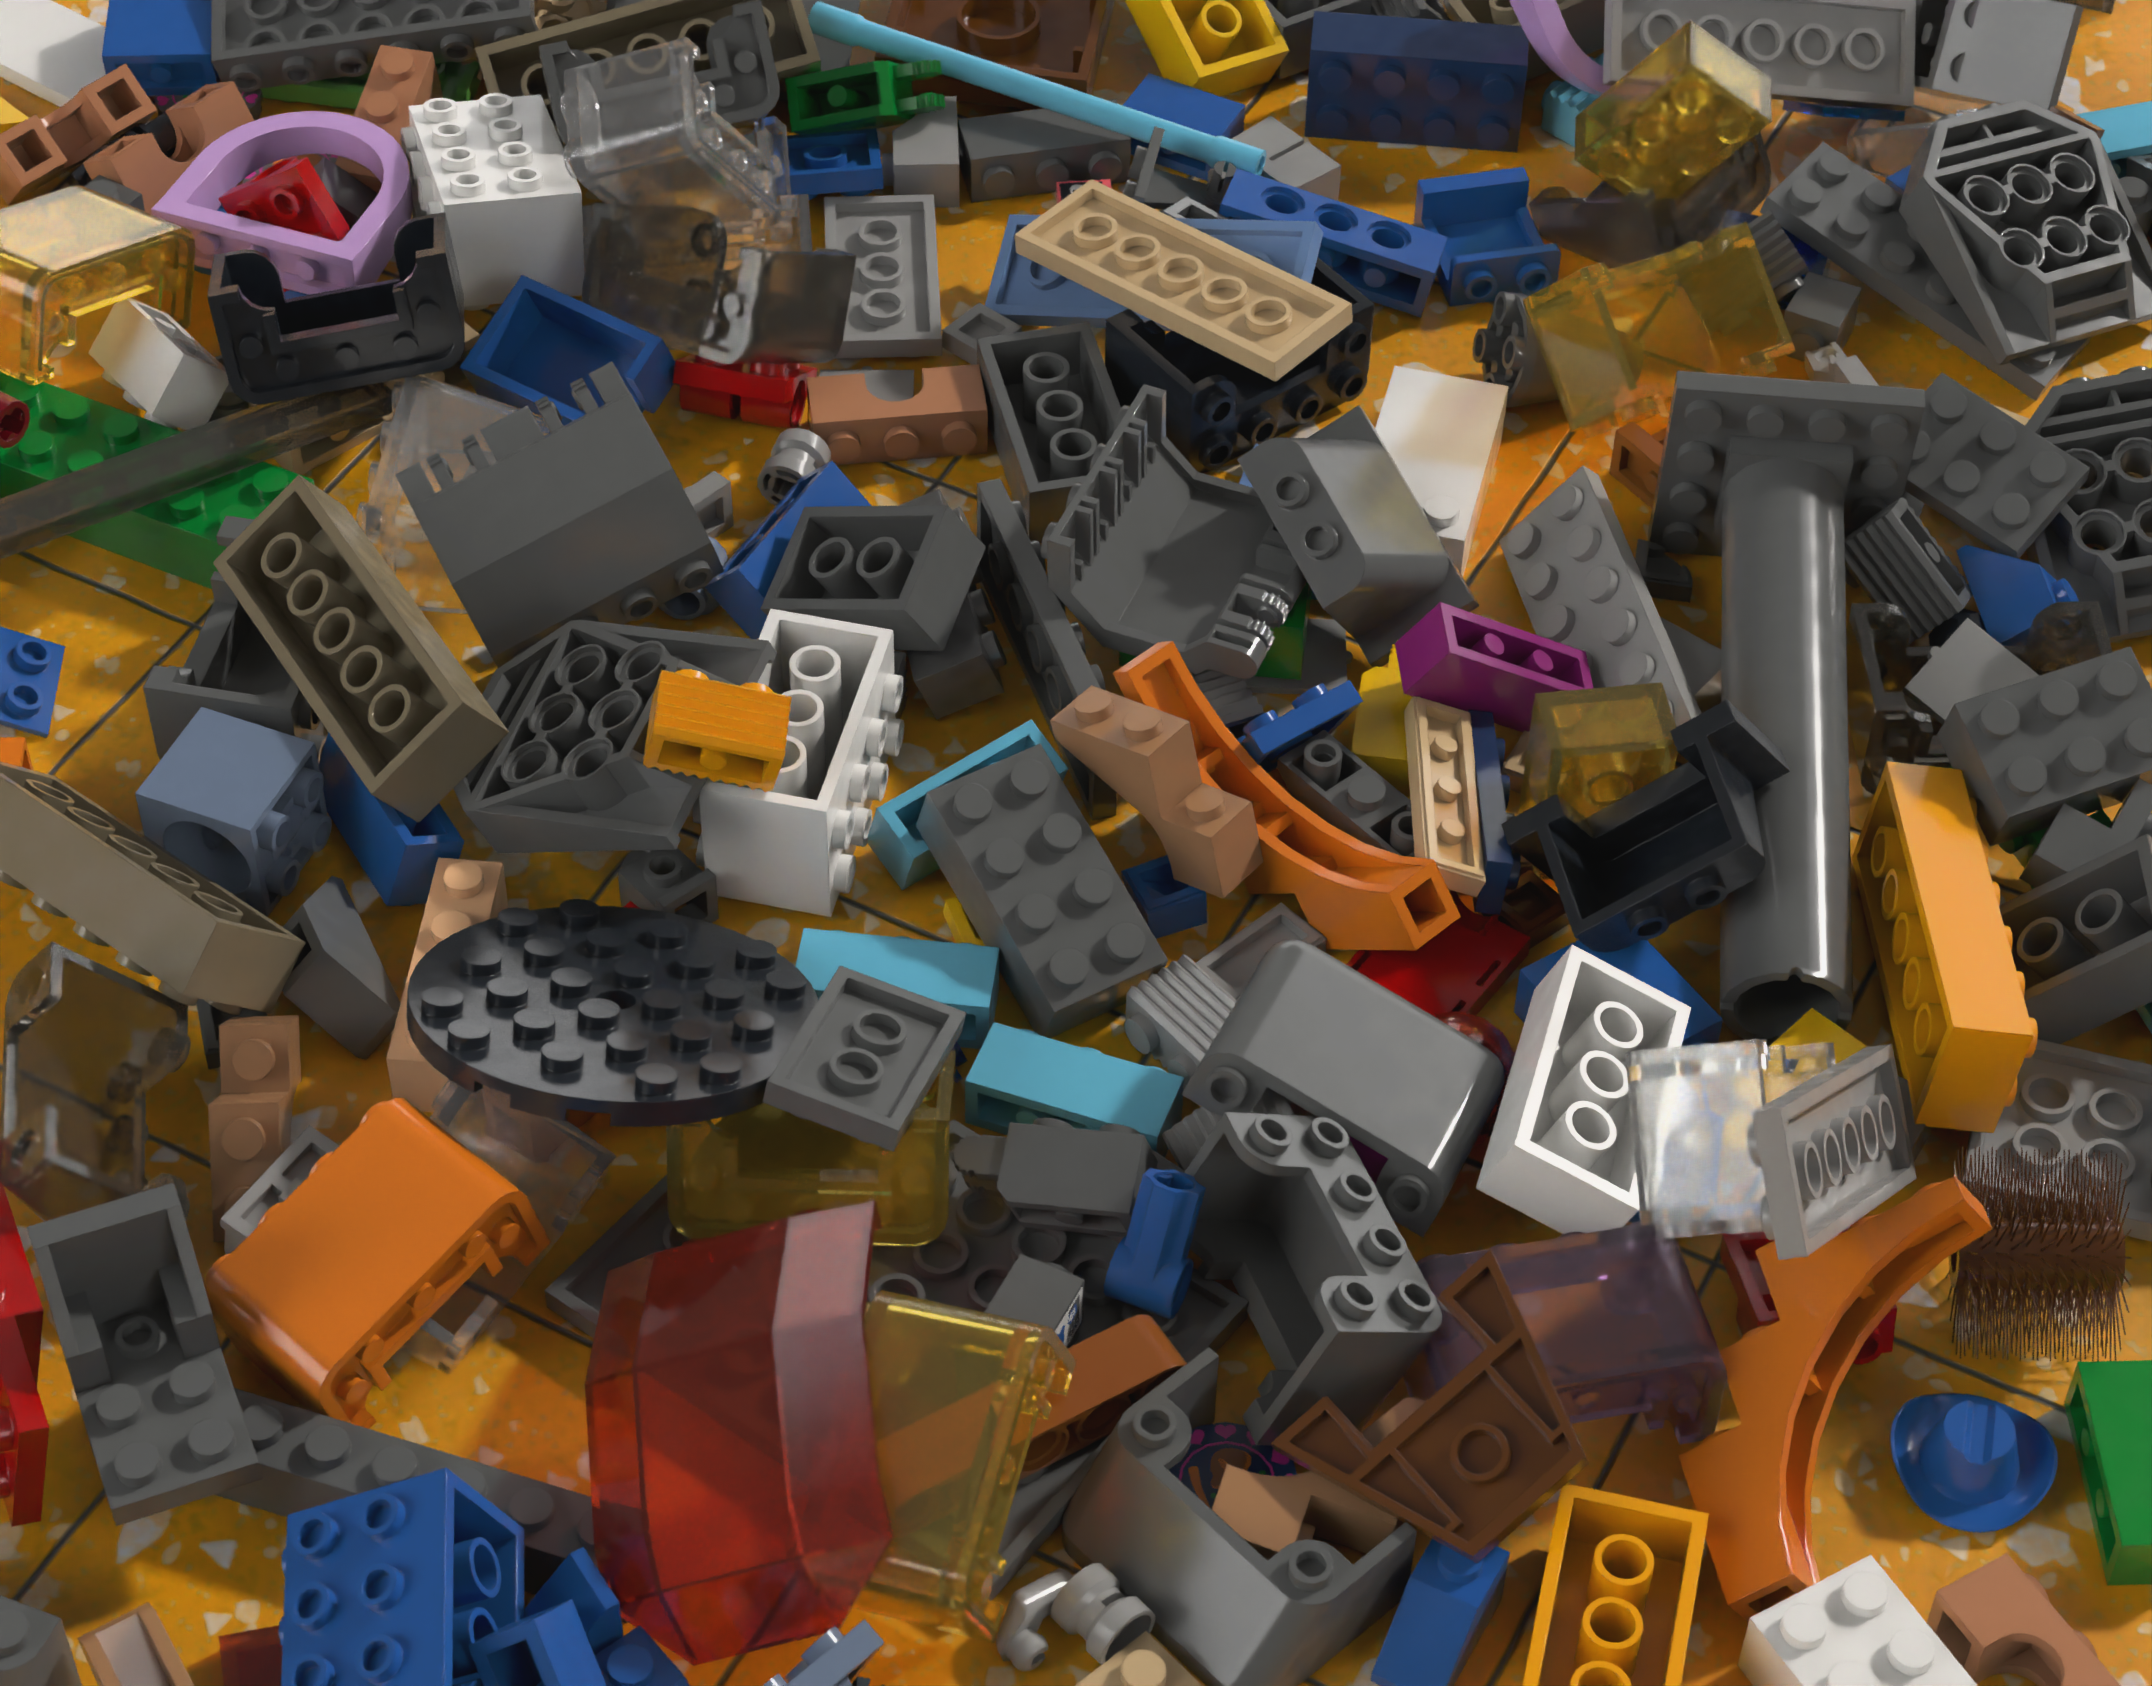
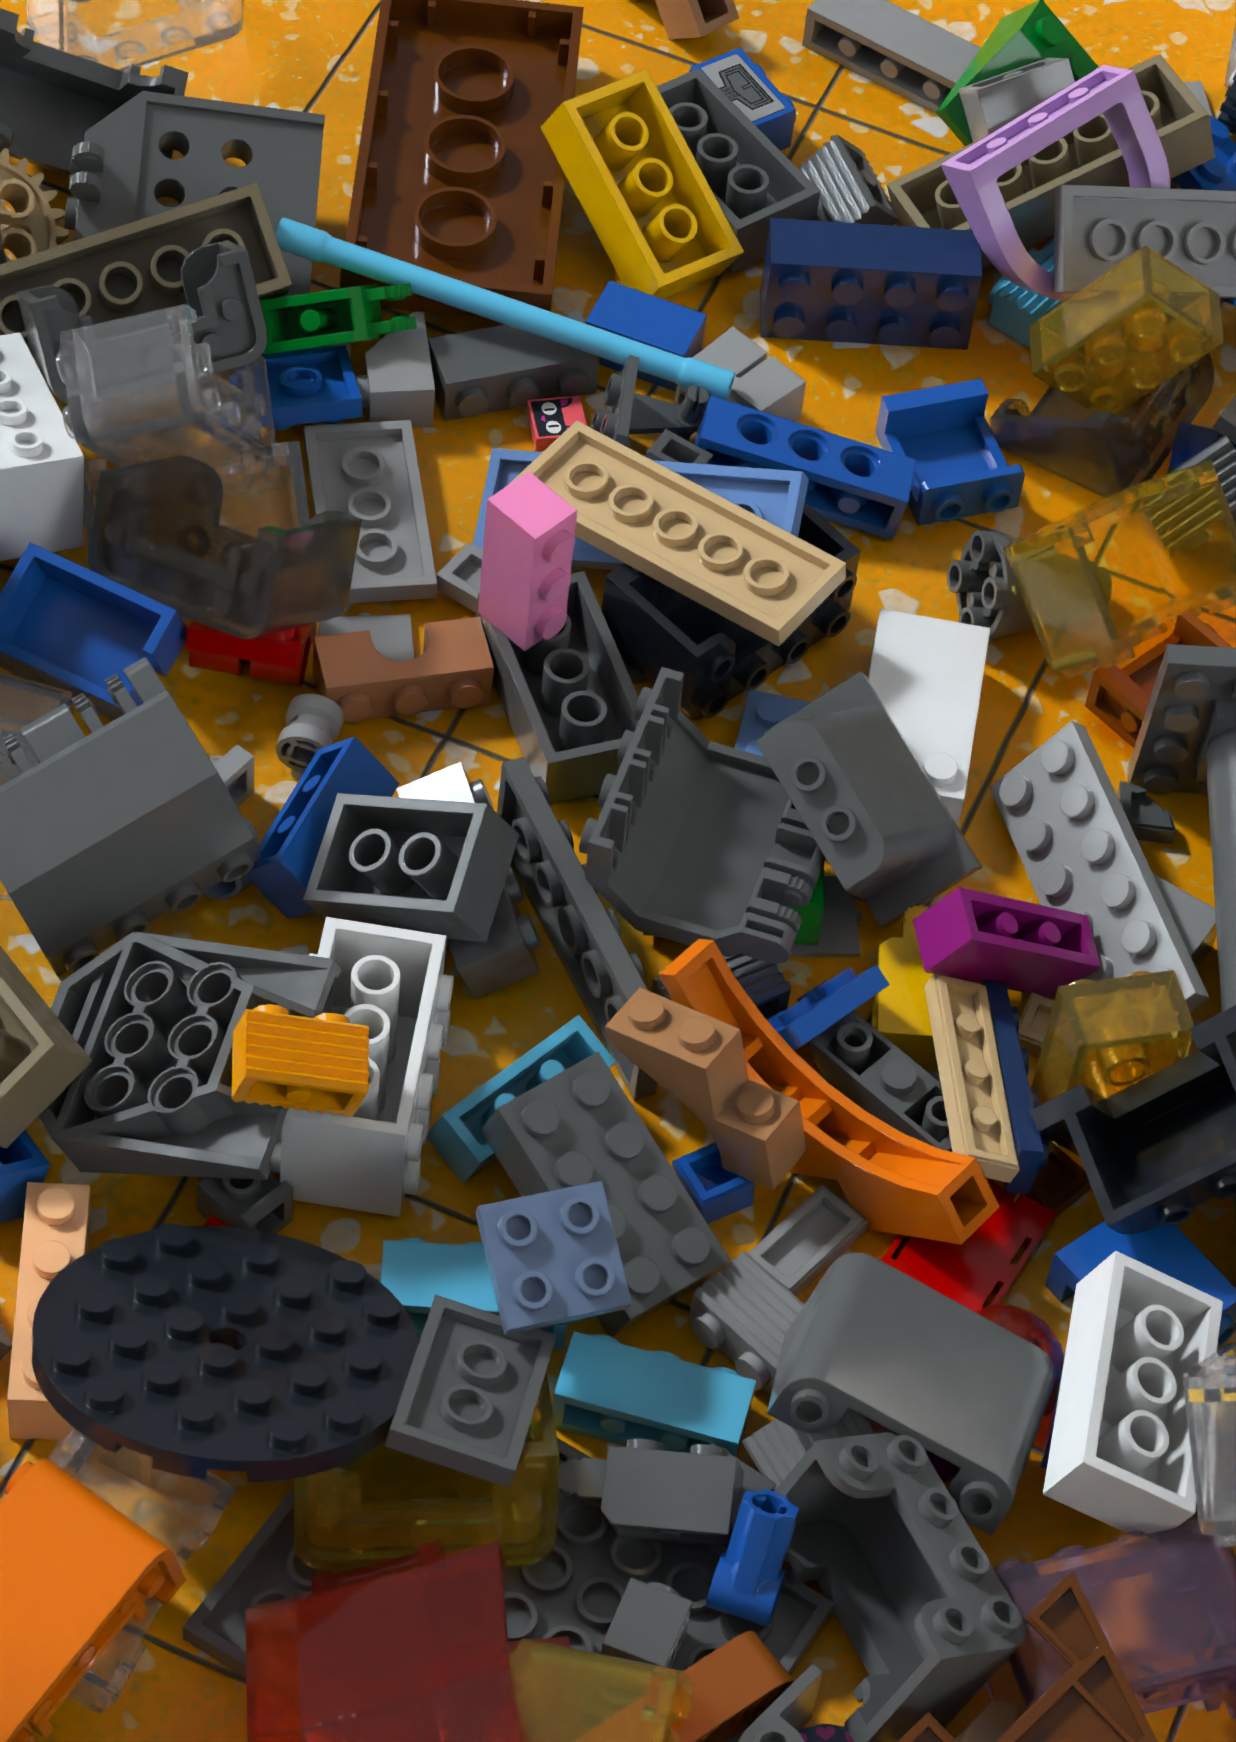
camera: 10 degrees left, 5 degrees up
(965, 932) = (553, 1257): none -> sand blue plate
(1019, 292) = (527, 561): none -> bright pink brick

